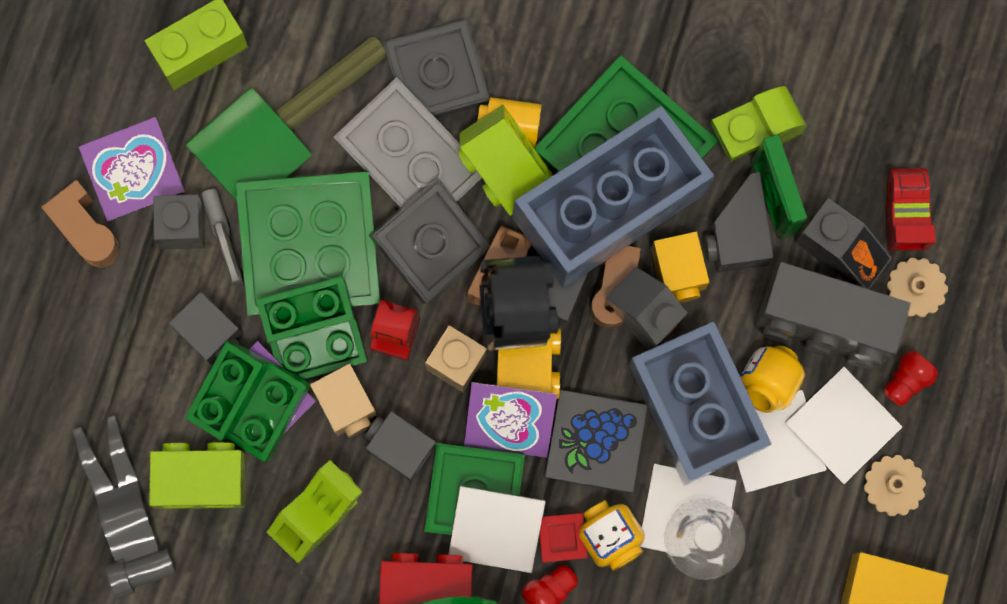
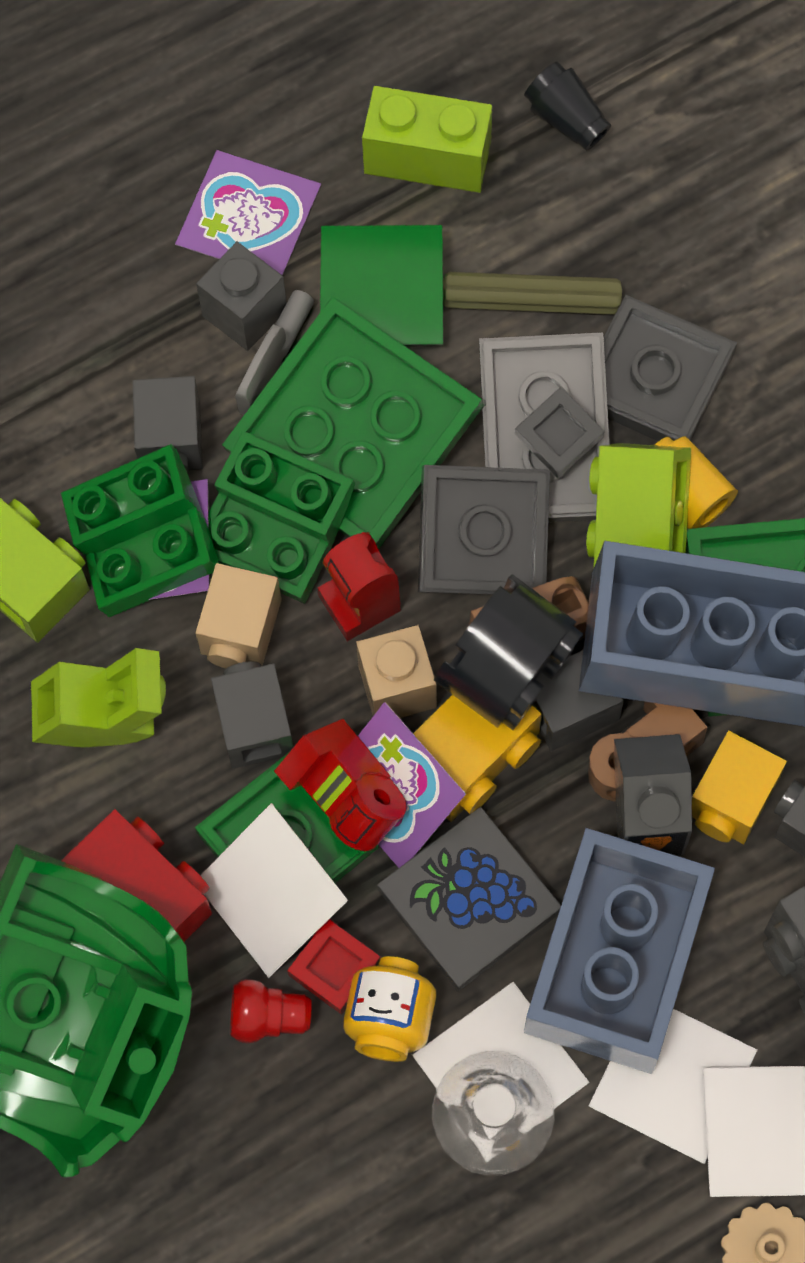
camera: 50 degrees right, 10 degrees down
(89, 238) = (138, 222): medium nougat leg -> none
(425, 154) = (559, 432): none -> dark grey plate
(487, 441) = (345, 784): none -> red leg
(772, 378) = (729, 999): yellow head -> none

